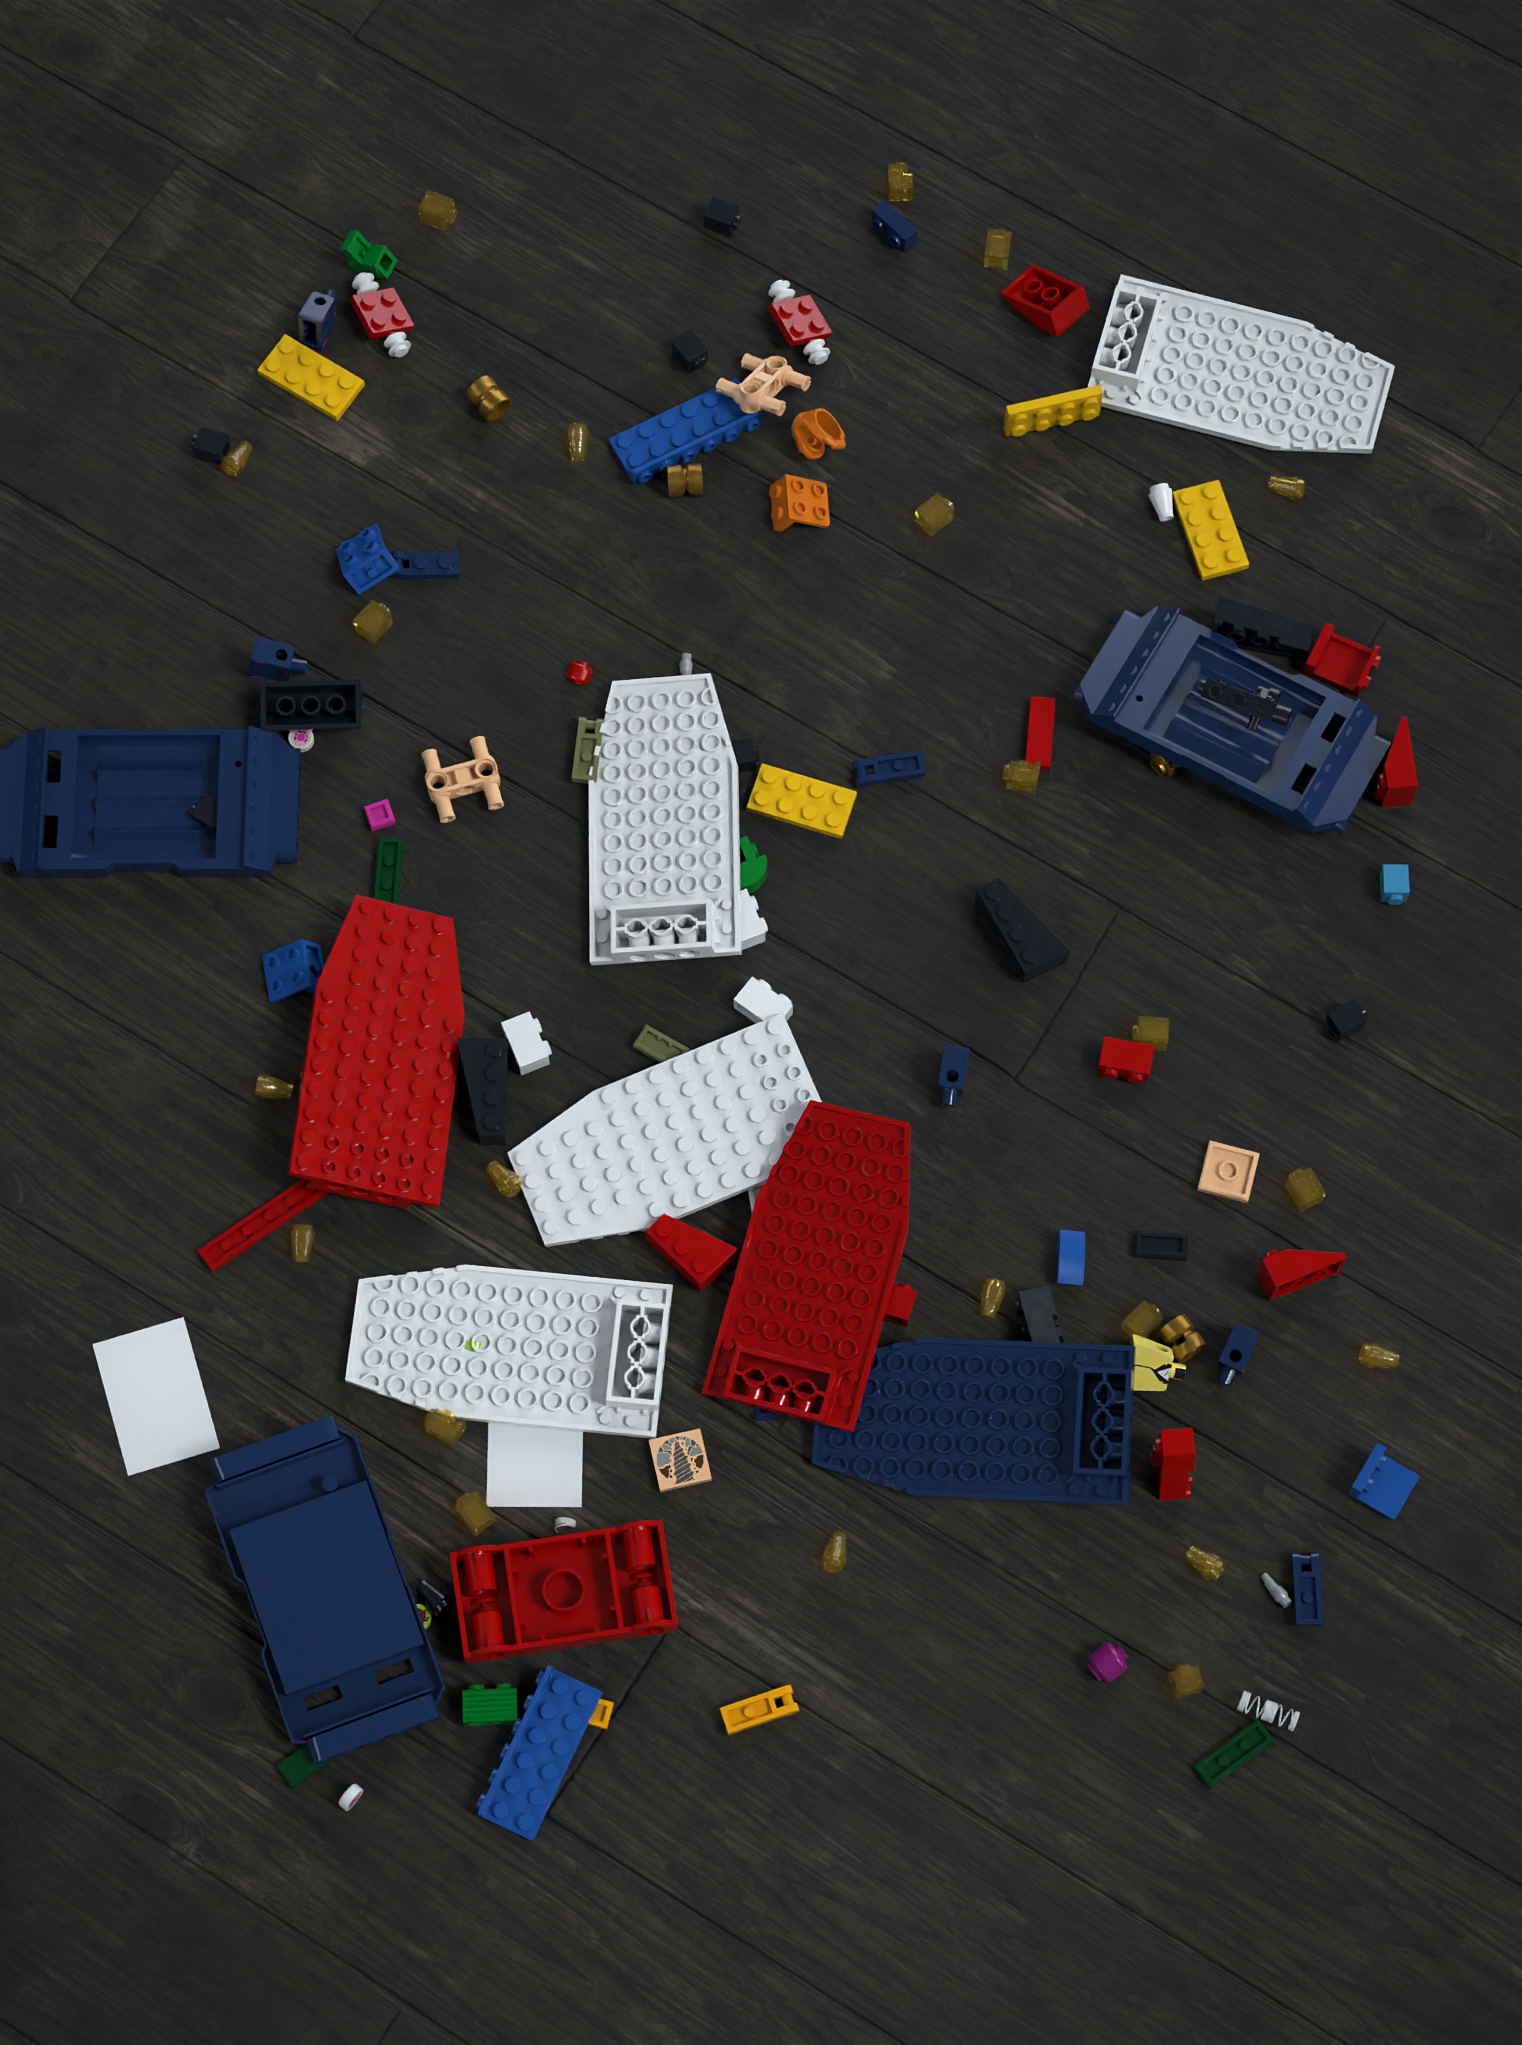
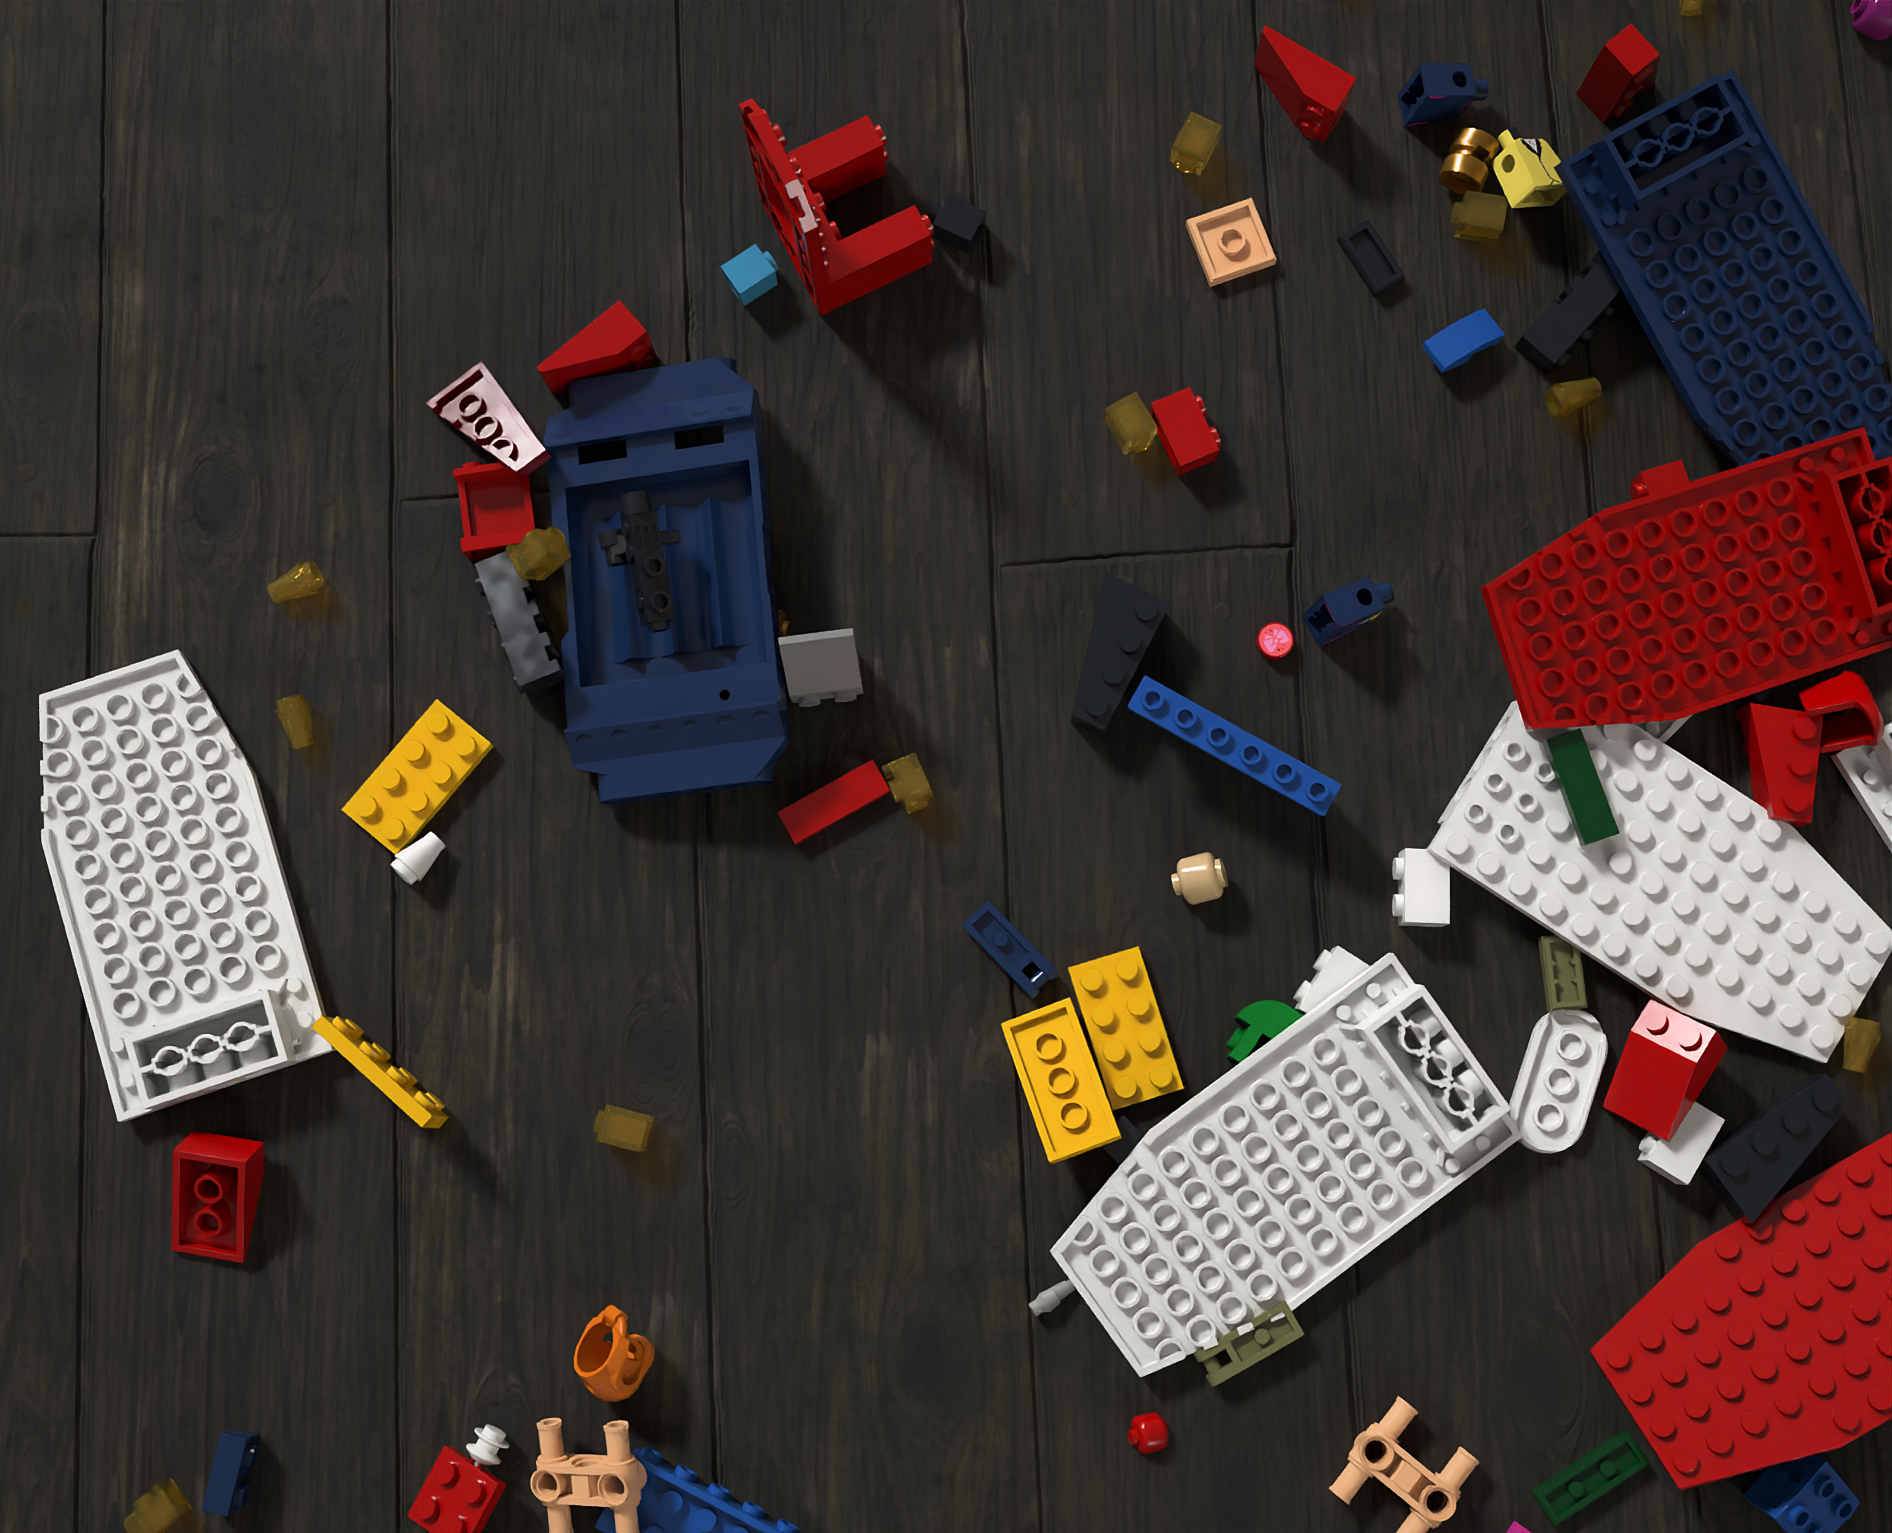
camera: 120 degrees left, 10 degrees up
(571, 1057) = (1663, 1070): none -> red slope
(604, 1006) = (1558, 1080): none -> white tile
(685, 480) = (793, 1487): pearl gold wheel -> none
(699, 1299) = (1854, 729): none -> red piece
(758, 1114) = (1580, 787): none -> dark green tile
(798, 742) = (1061, 1081): none -> yellow plate
(799, 501) = (724, 1313): orange bracket -> none
(856, 891) = (1200, 878): none -> tan head
(917, 947) = (1234, 746): none -> blue bracket
(963, 1028) = (1274, 641): none -> tile
(997, 249) = (178, 1309): clear yellow brick -> none
(1120, 766) = (821, 666): none -> light grey slope
(1294, 657) = (539, 553): none -> clear yellow brick
(1370, 534) = (298, 582): none -> clear yellow cone
(1400, 923) = (795, 194): none -> red bracket
(1404, 686) = (488, 417): none -> wing

